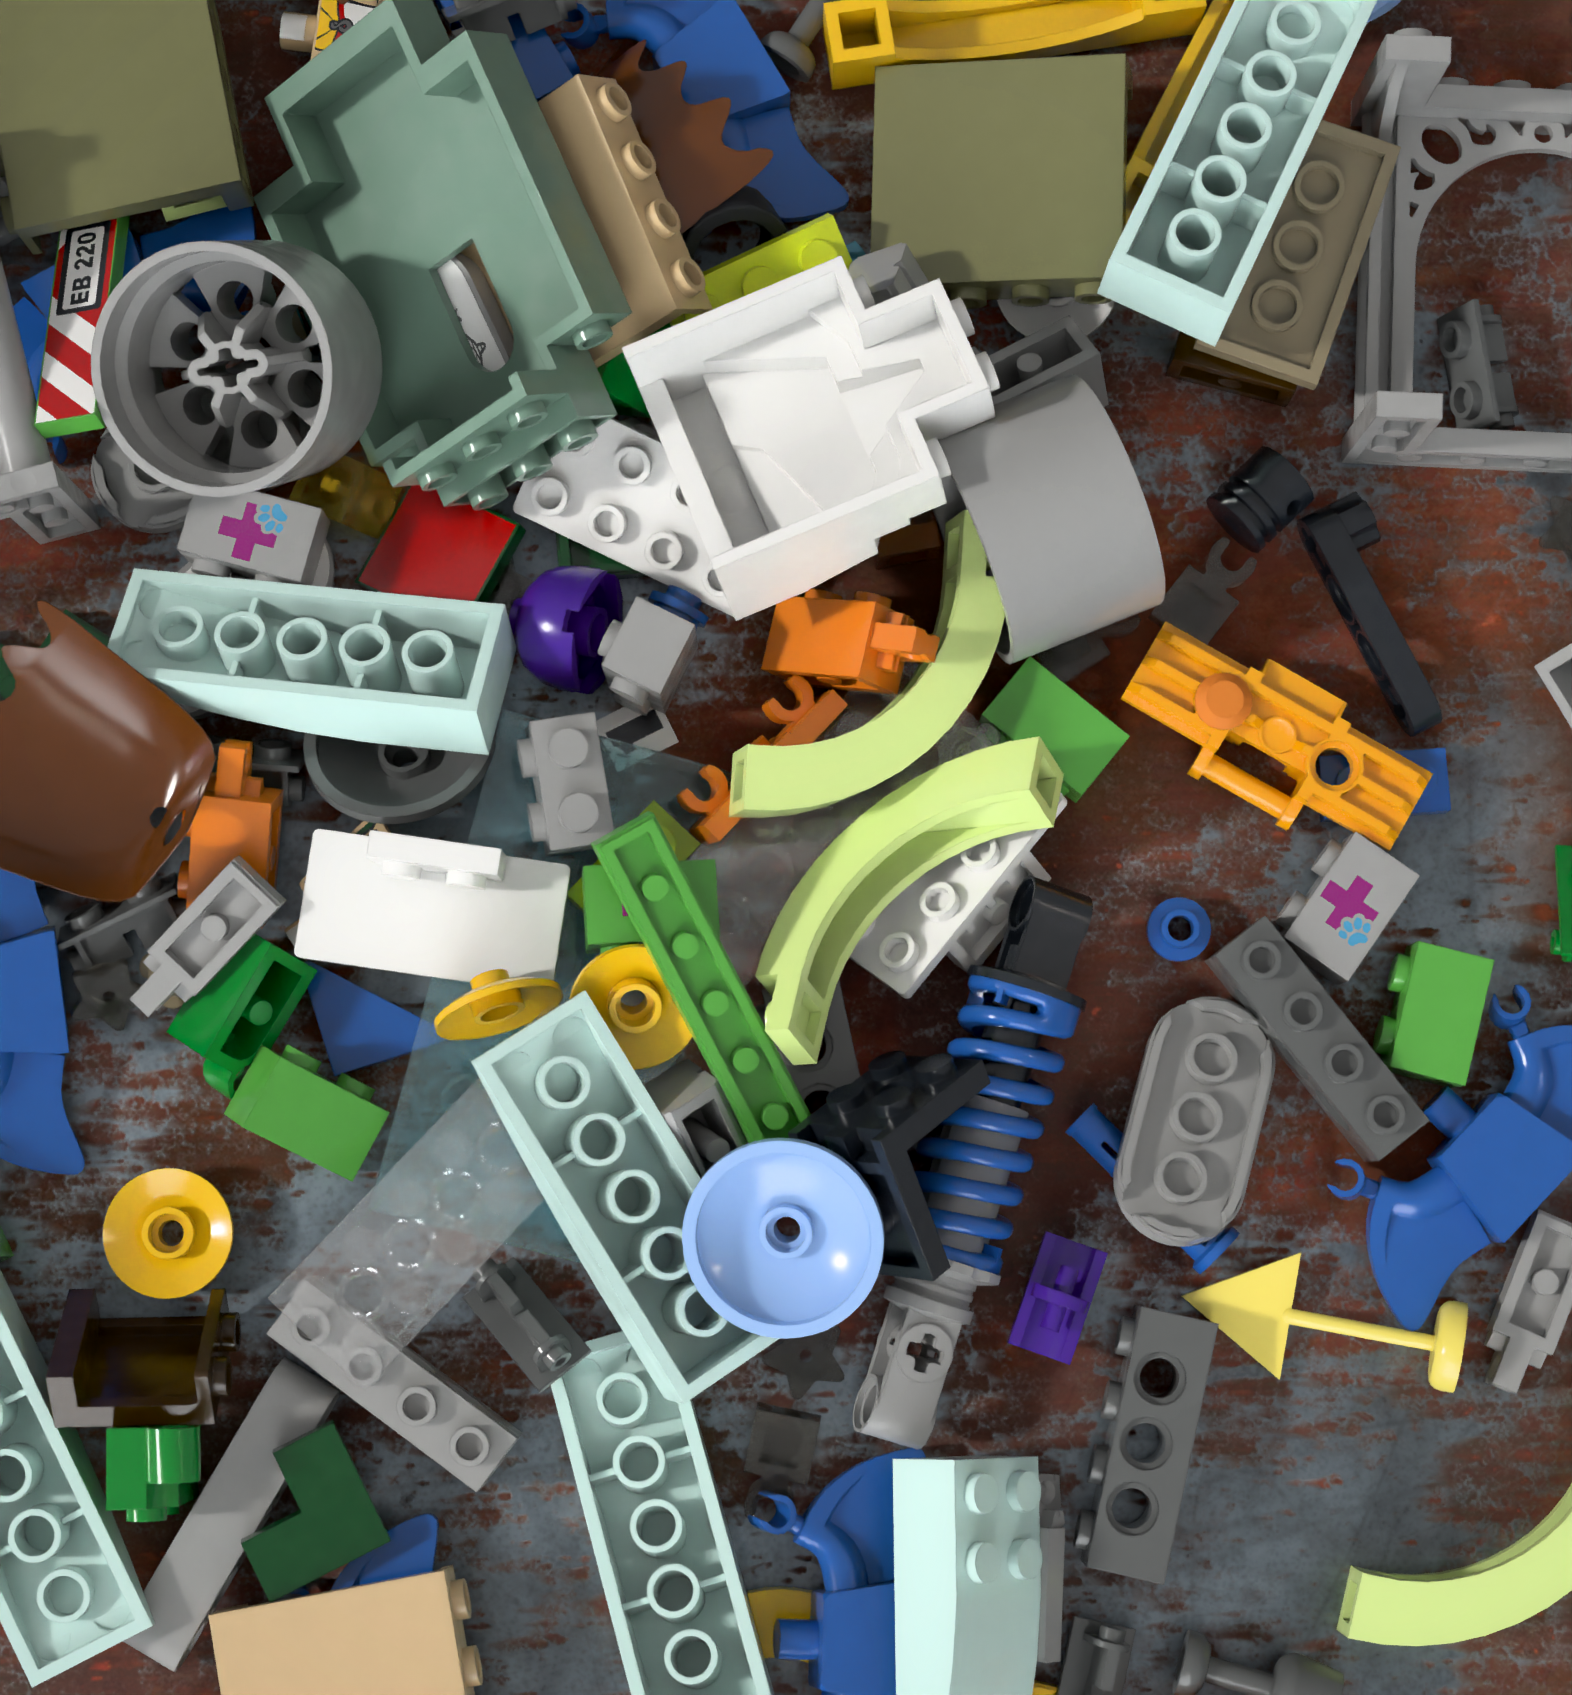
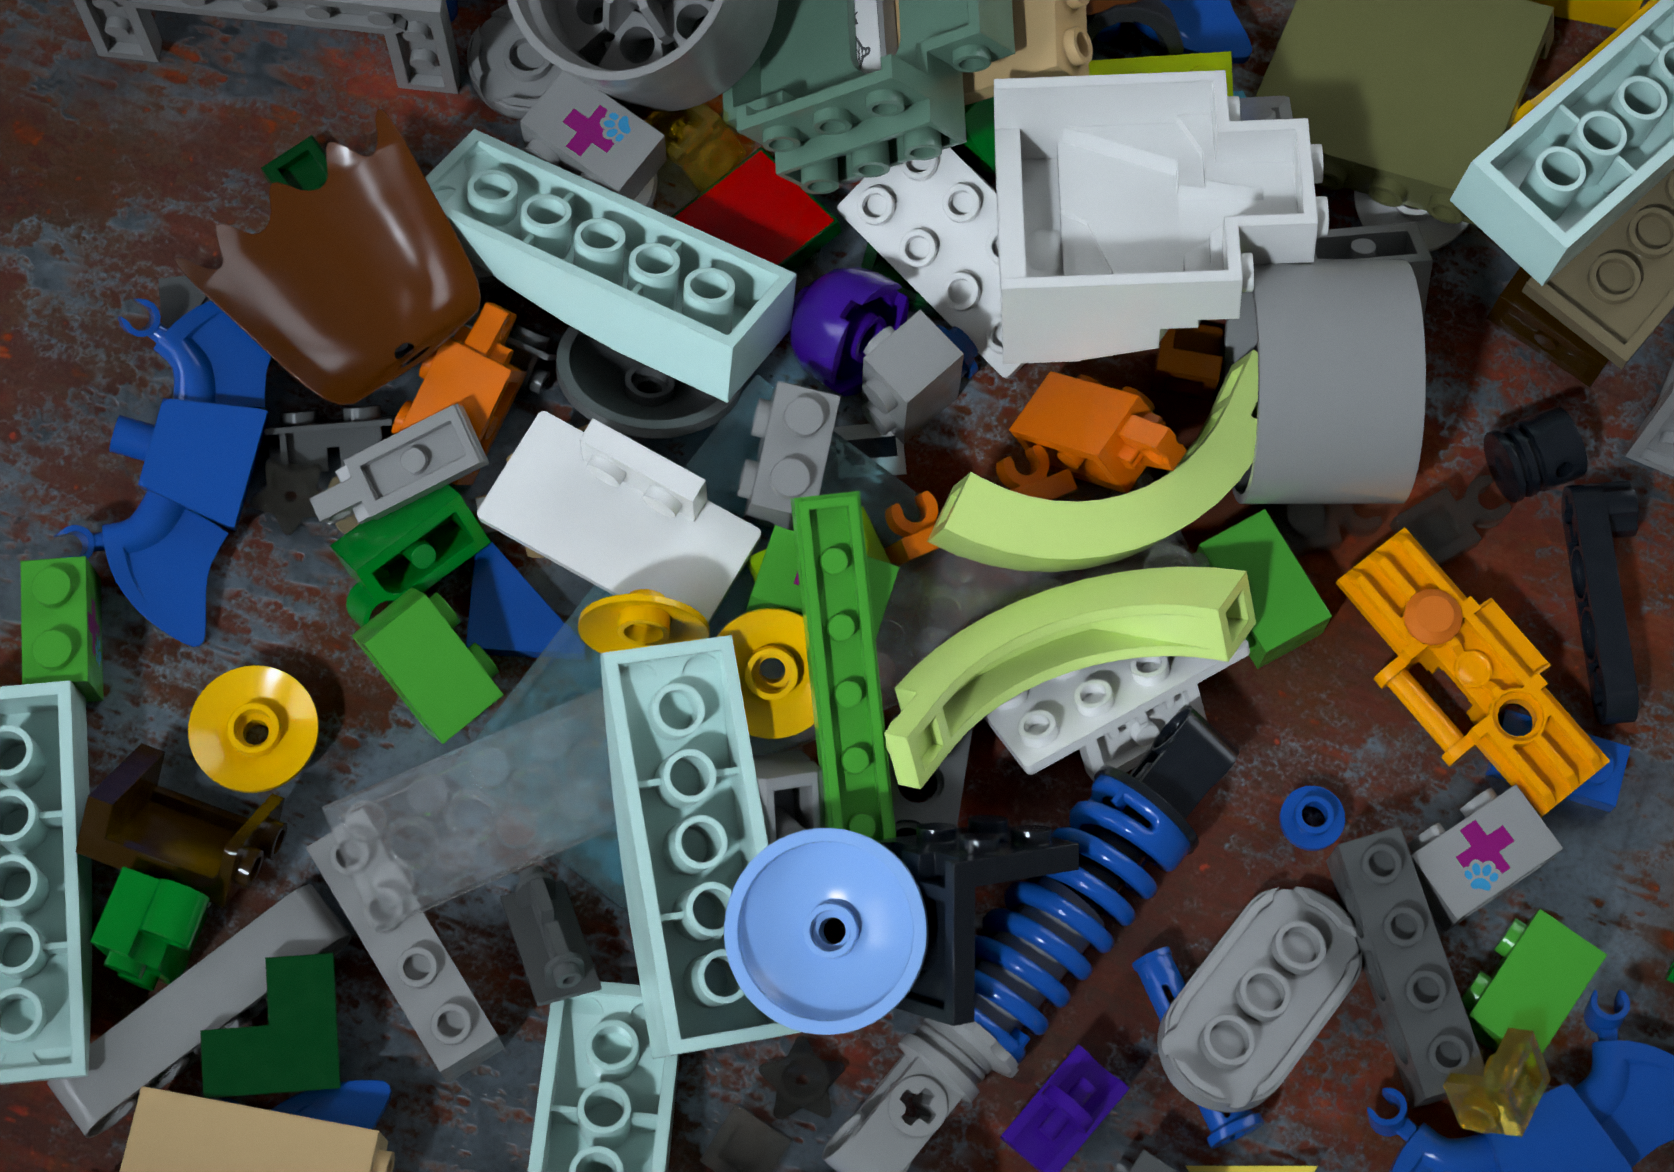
camera: 20 degrees right, 10 degrees down
(1452, 1123) = (1508, 1090): none -> clear yellow bracket

